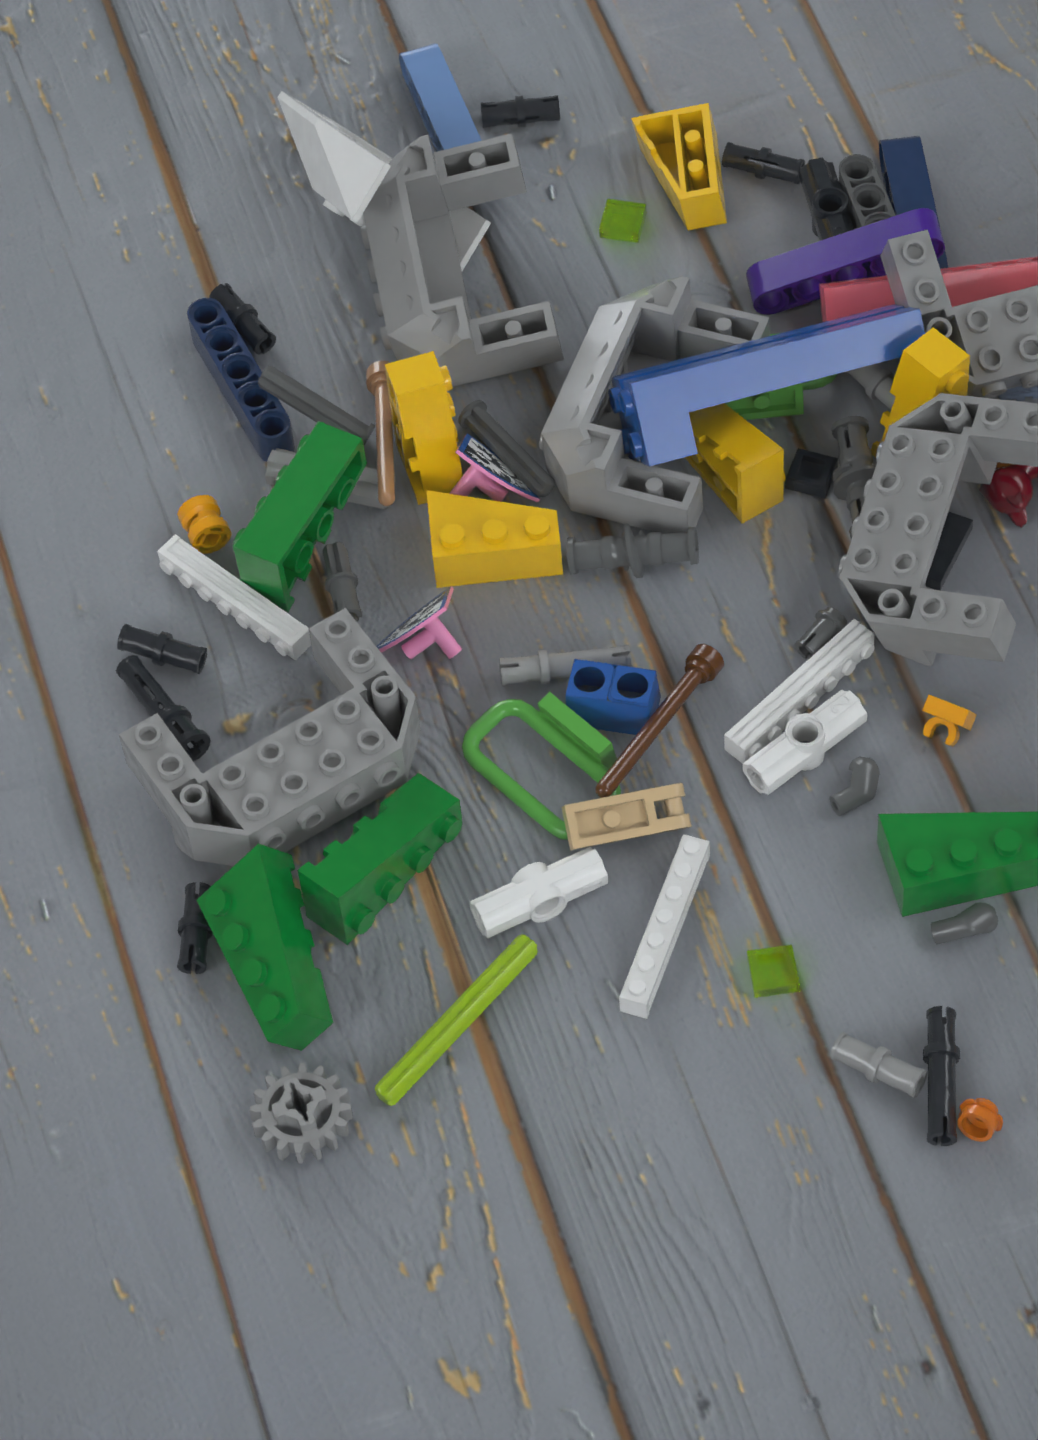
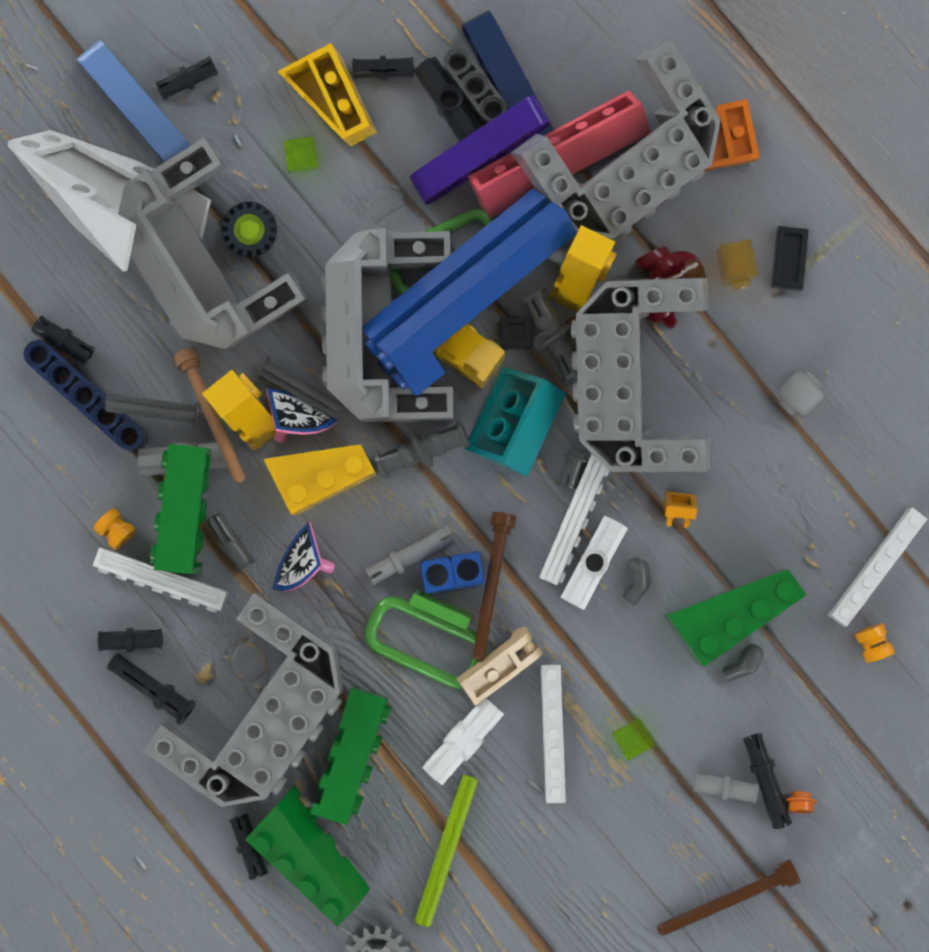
camera: 25 degrees left, 30 degrees up
(523, 268) = (249, 229): none -> black wheel
(770, 559) = (515, 420): none -> teal slope
(918, 1202) = (783, 876): none -> reddish brown piece

